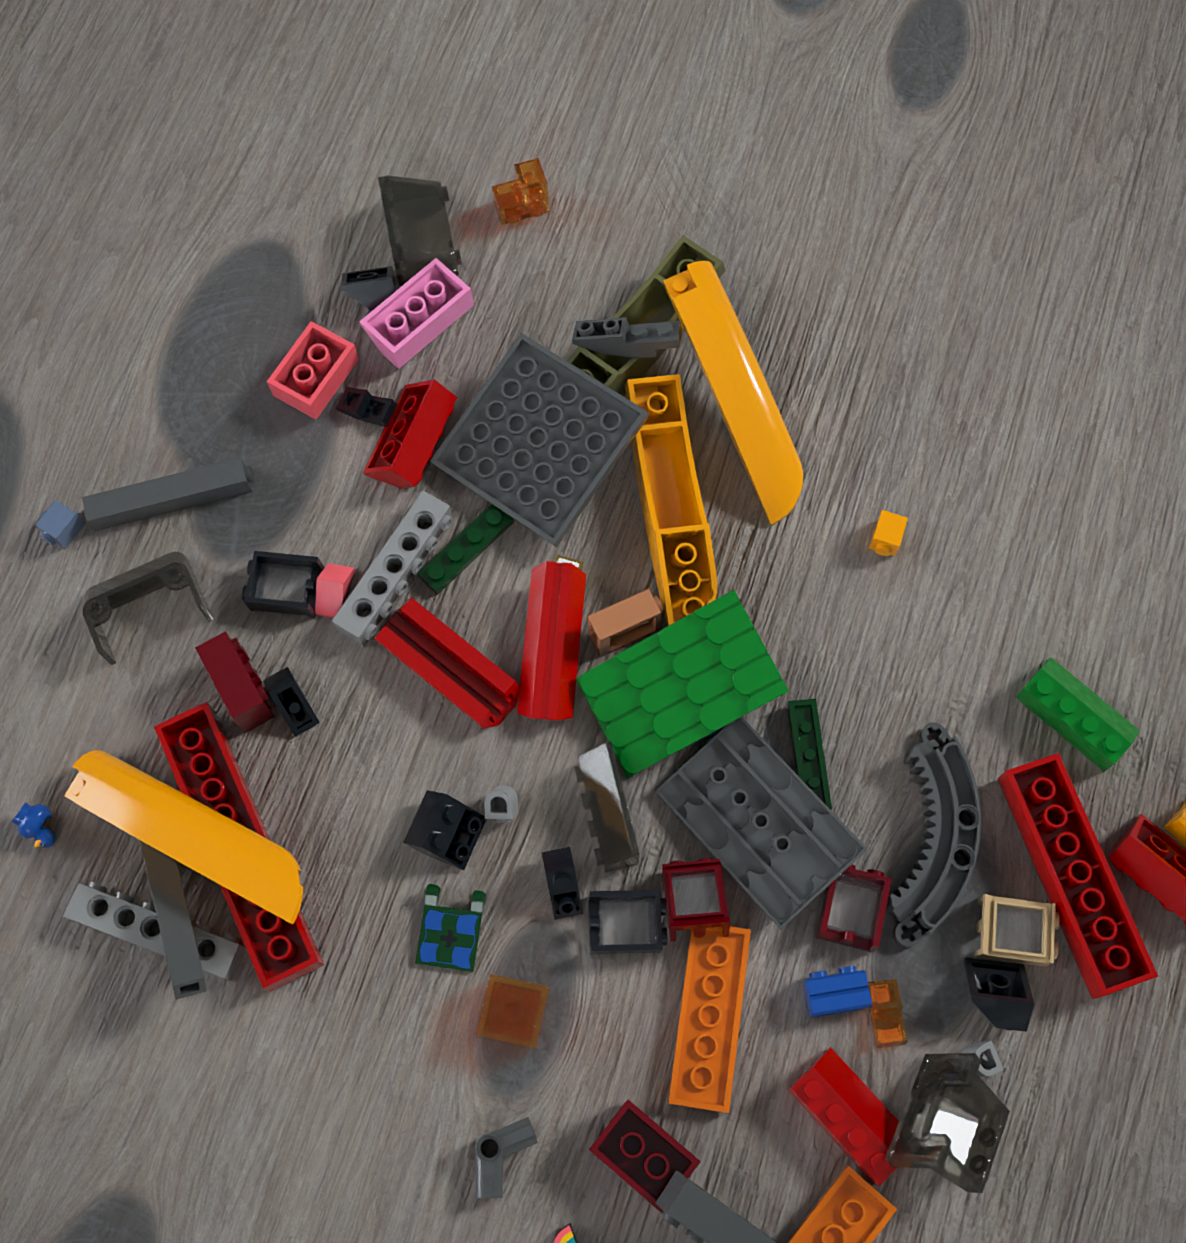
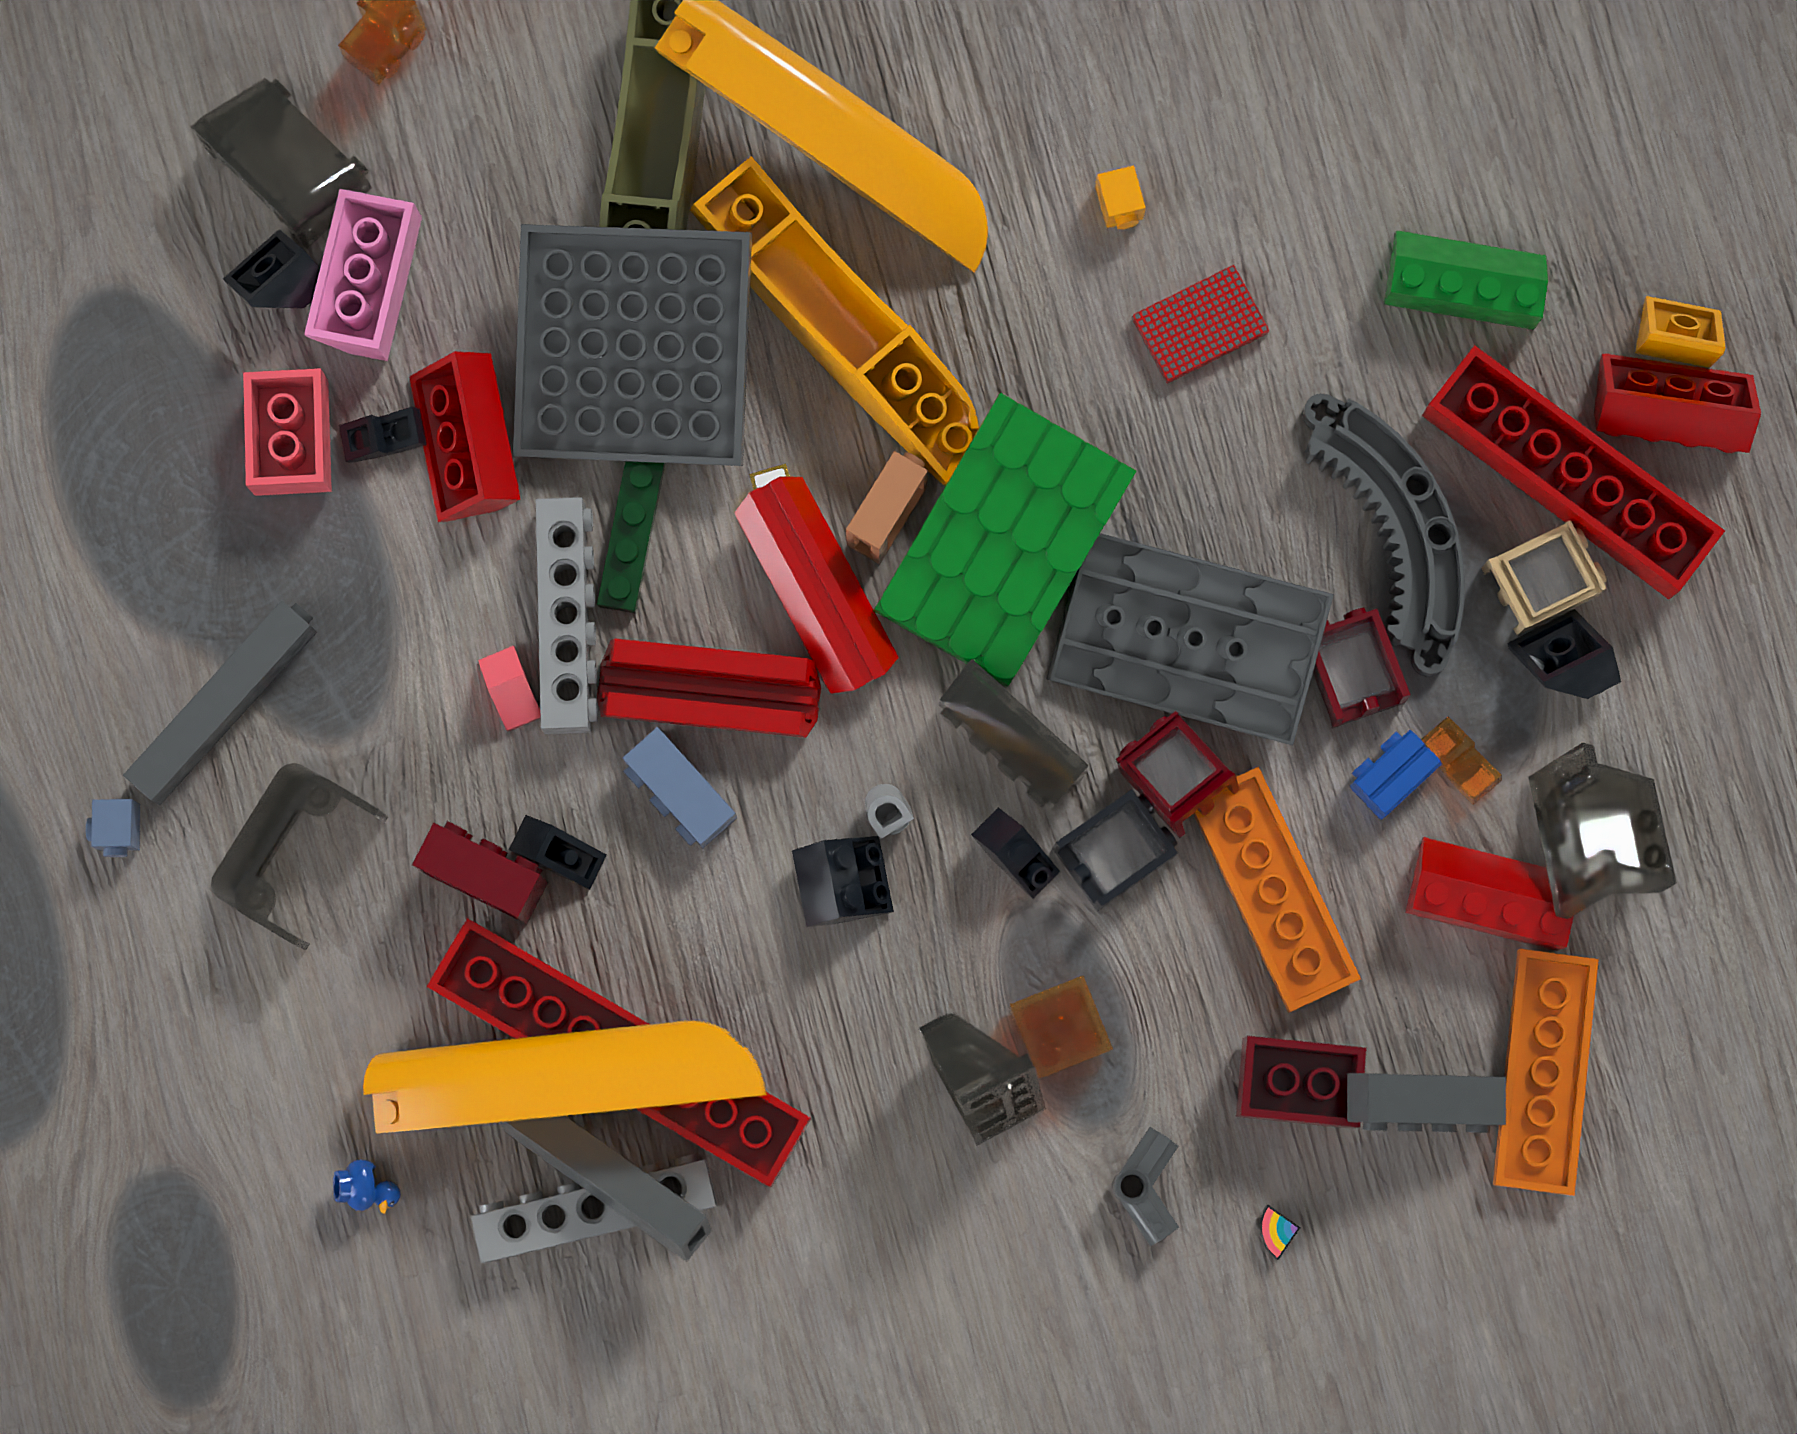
camera: 35 degrees left, 10 degrees up
(282, 583) = (445, 720): window -> none
(387, 710) = (678, 789): none -> sand blue brick
(437, 1008) = (982, 1076): none -> clear smoke windscreen
(449, 934) = (925, 987): dark green flag -> none
(619, 338) = (656, 152): dark grey slope -> none
(809, 747) = (1191, 516): dark green plate -> none
(890, 637) = (1200, 324): none -> red tile
(989, 1058) = (1595, 734): light grey plate -> none

